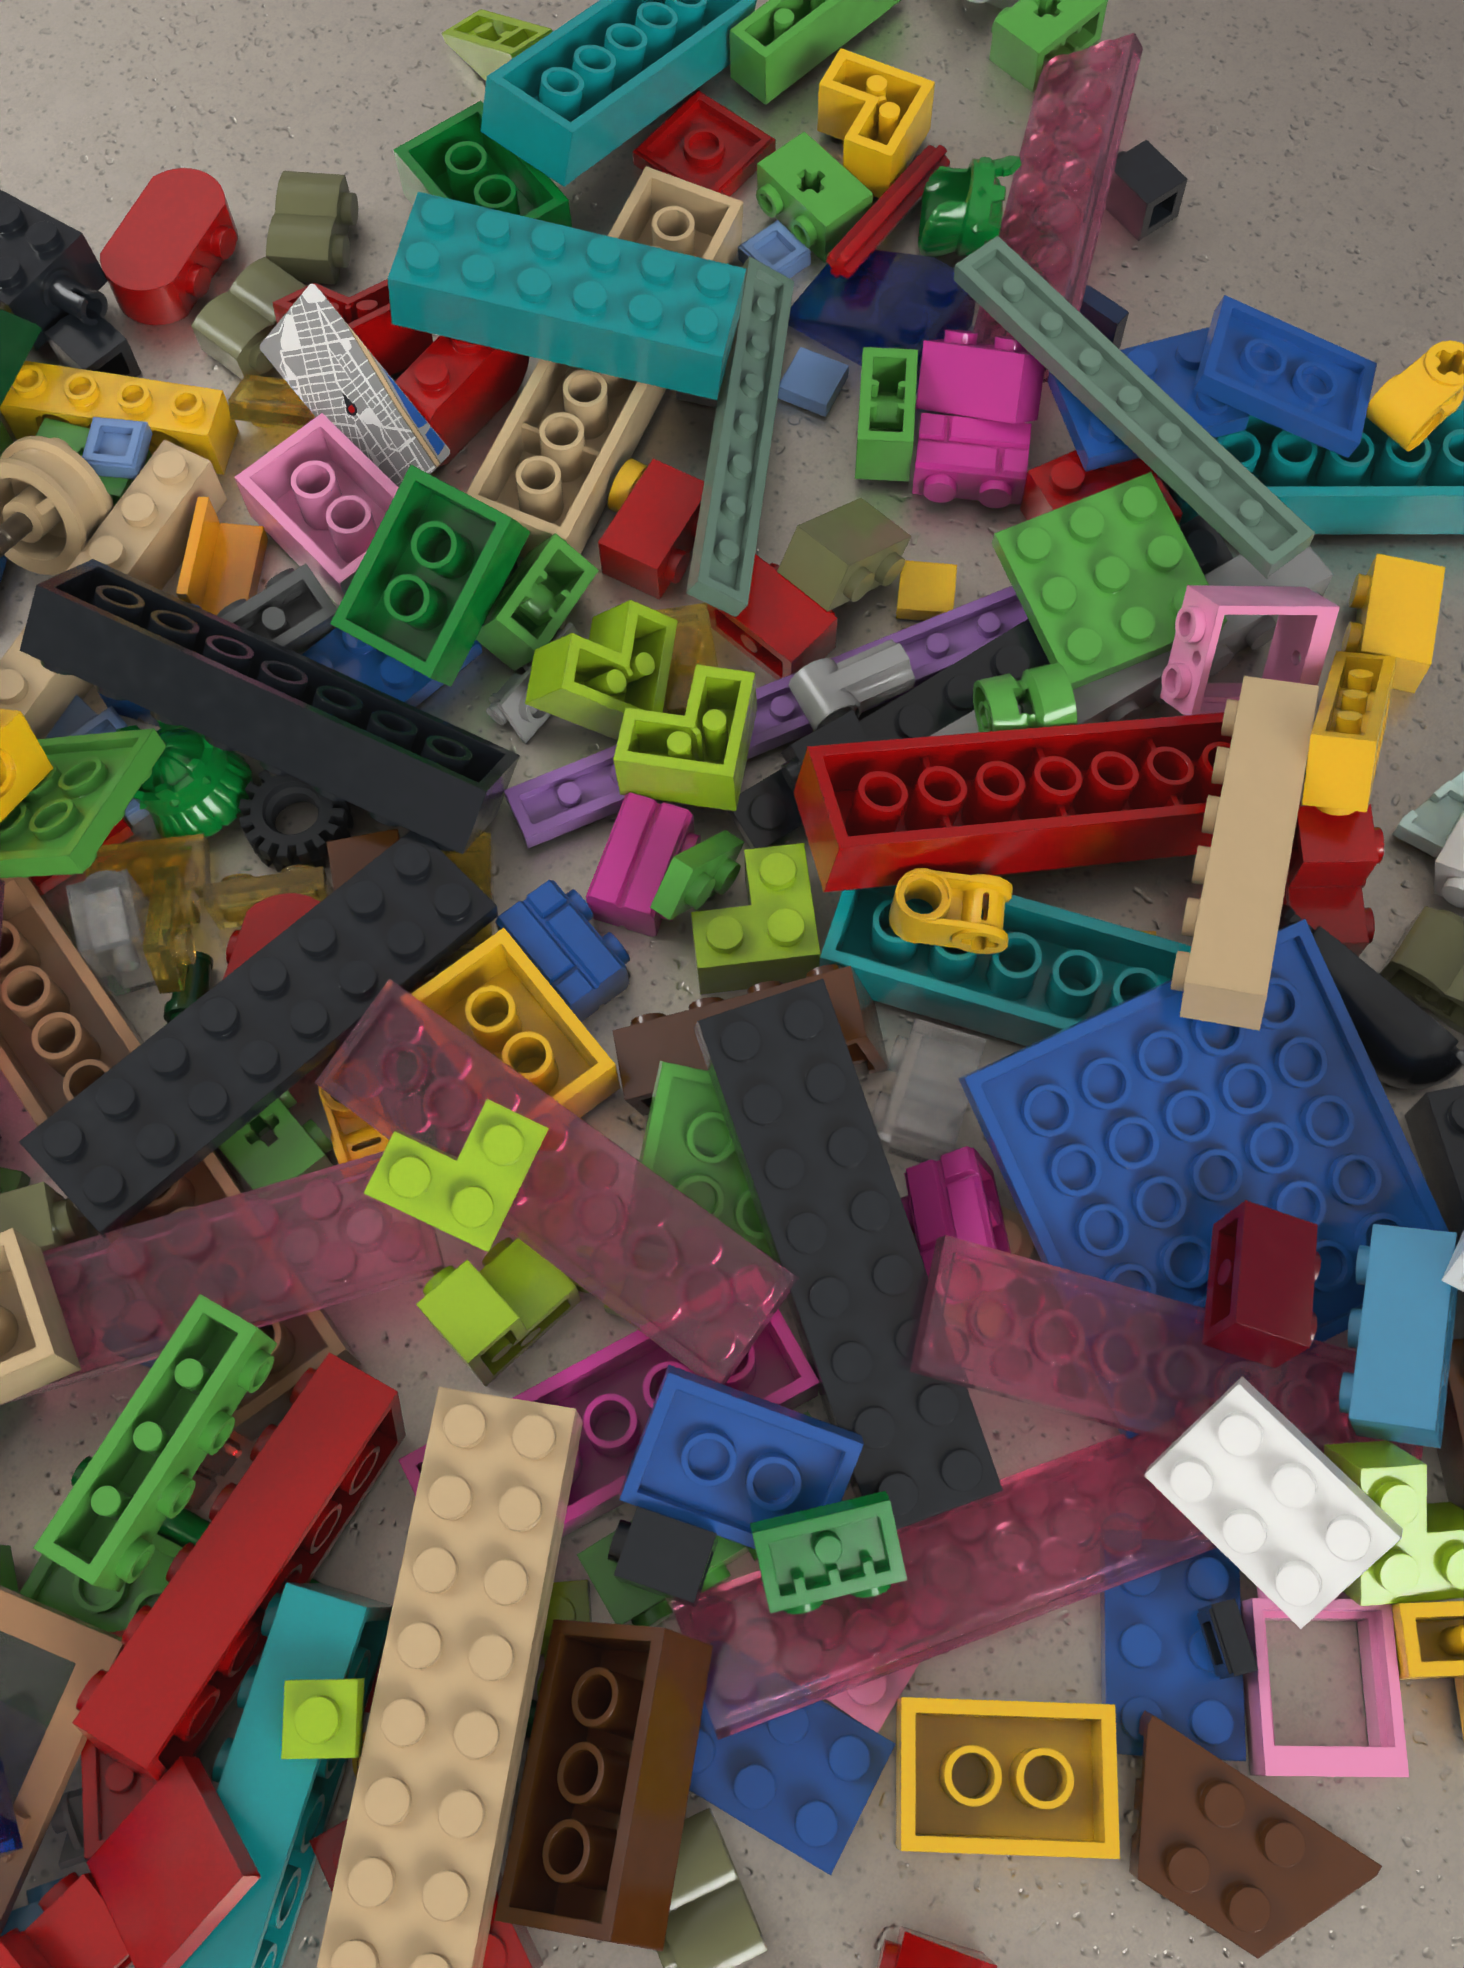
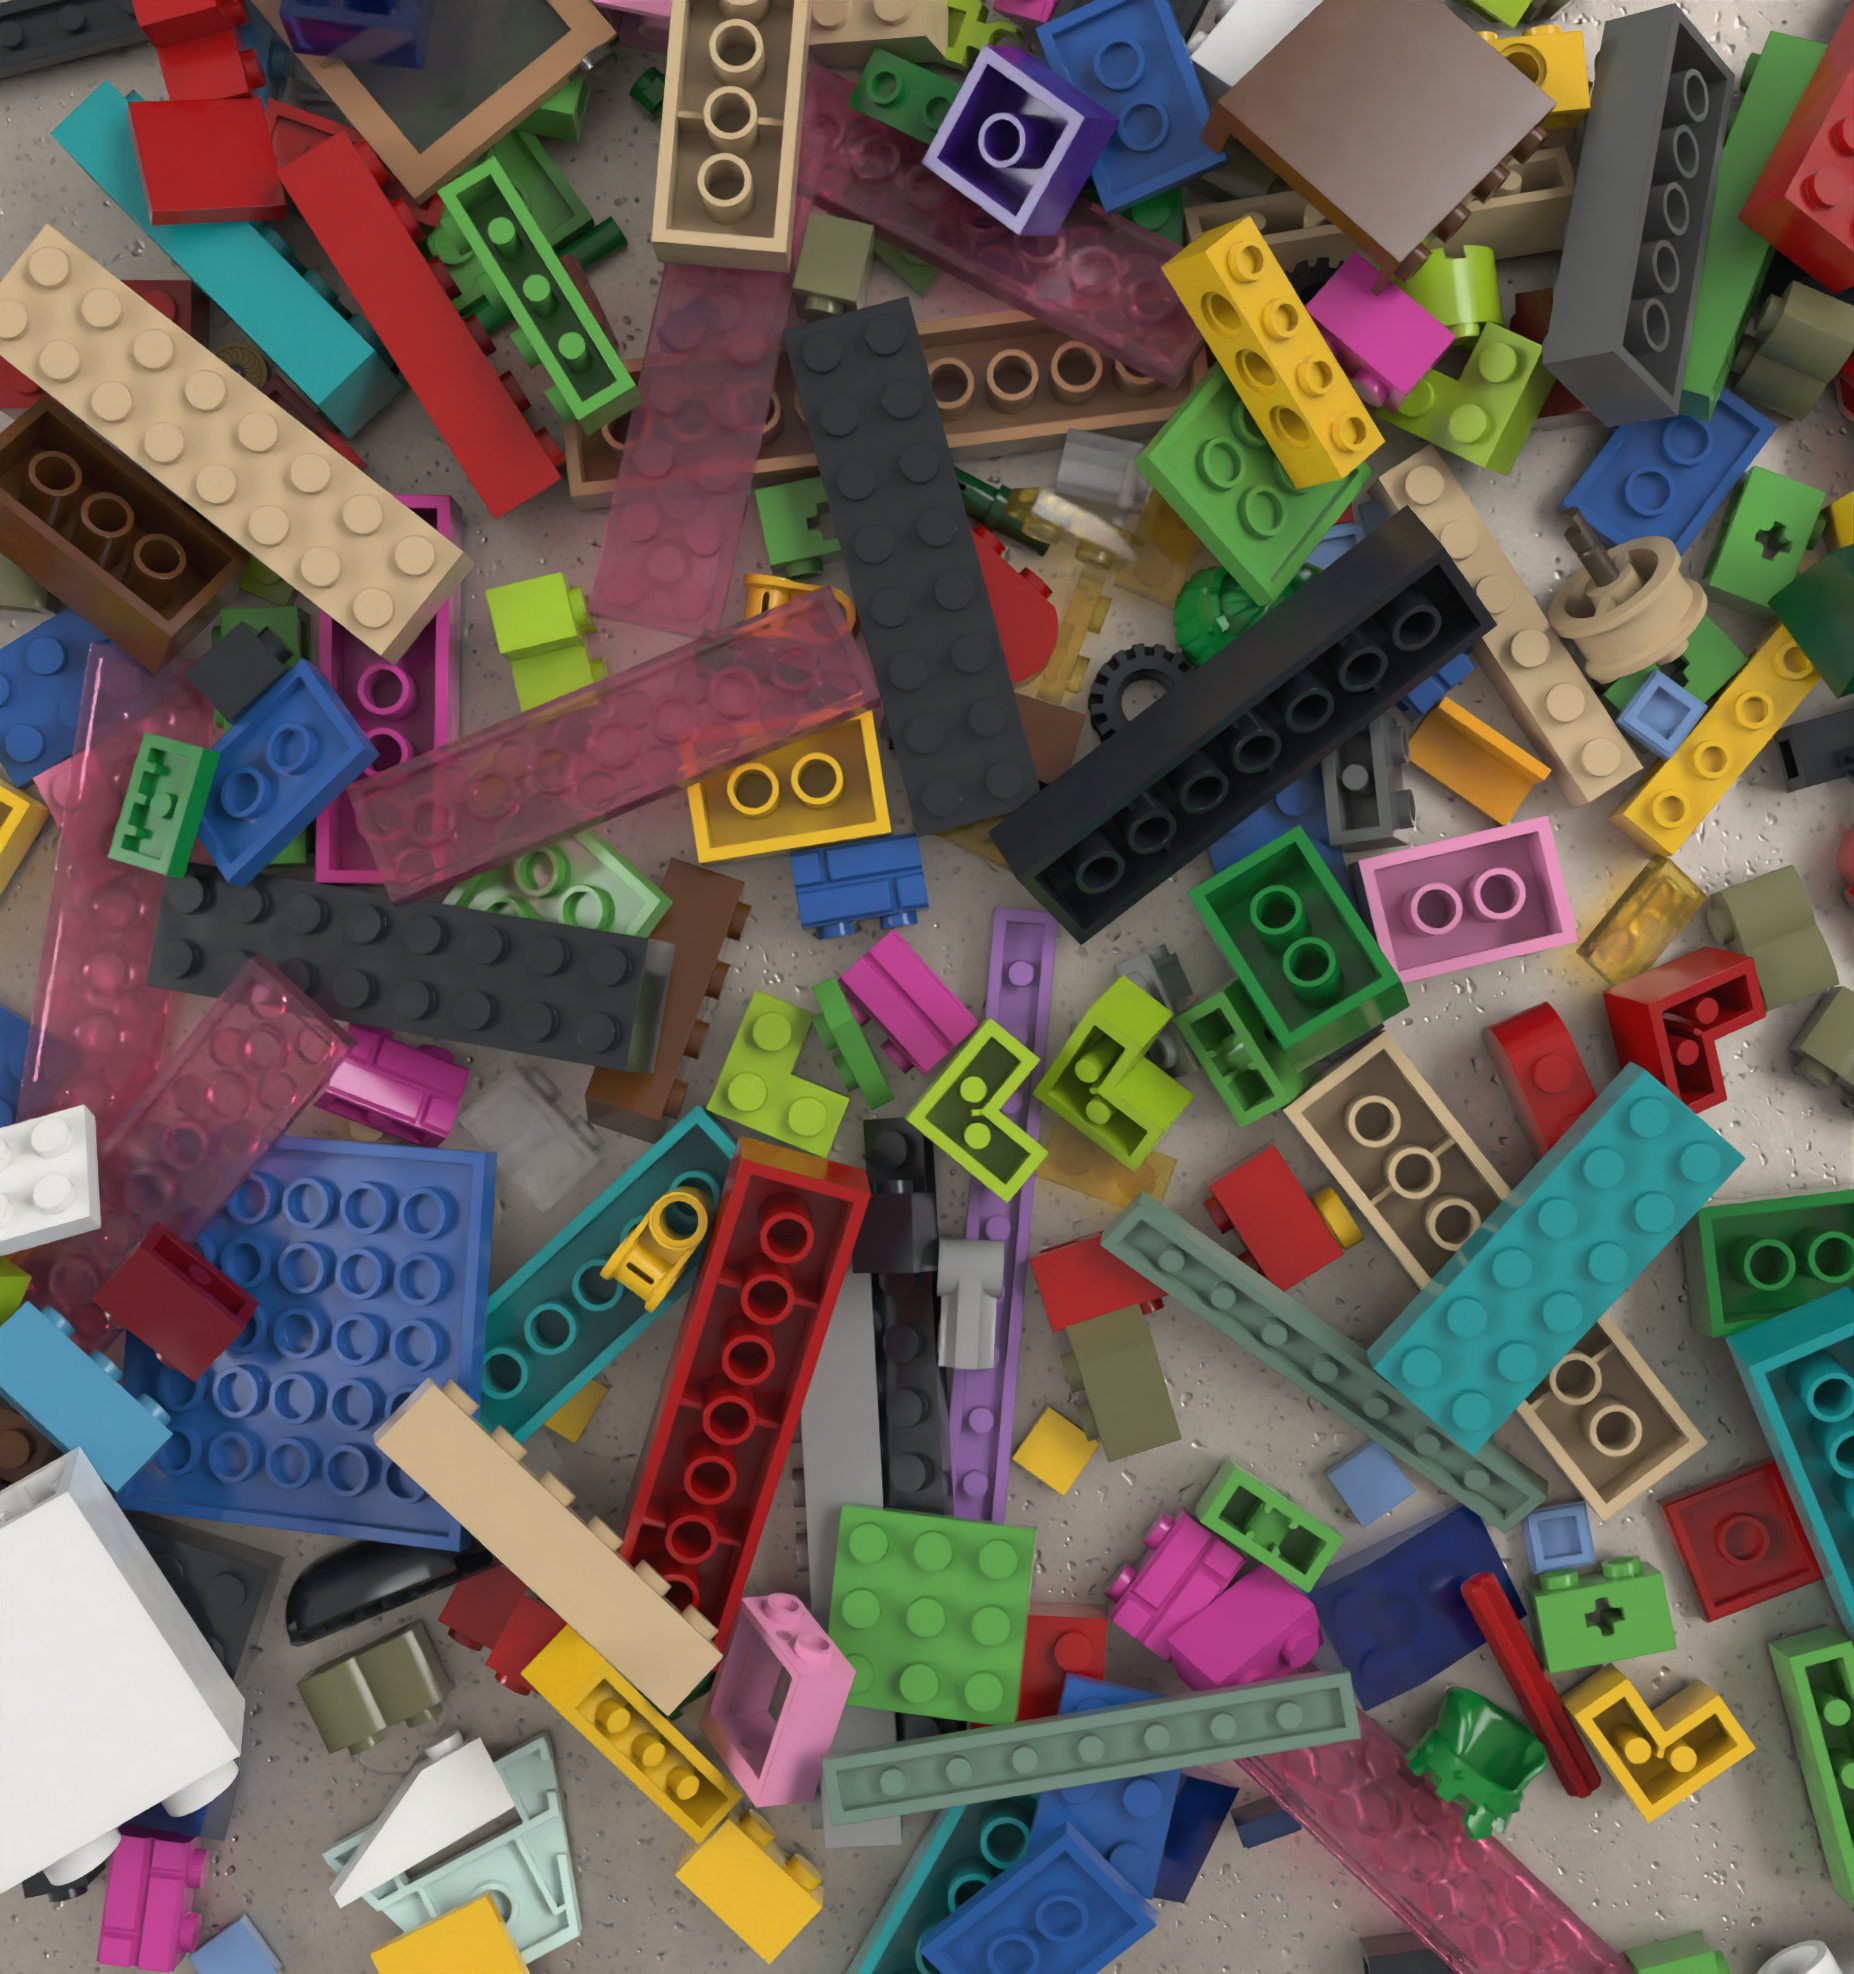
camera: 120 degrees right, 20 degrees up
(322, 1718) = (248, 329): lime plate -> none
(350, 387) = (1580, 983): sticker -> none
(463, 1193) = (625, 658): lime brick -> none
(1043, 697) = (825, 1464): bright green wheel -> none

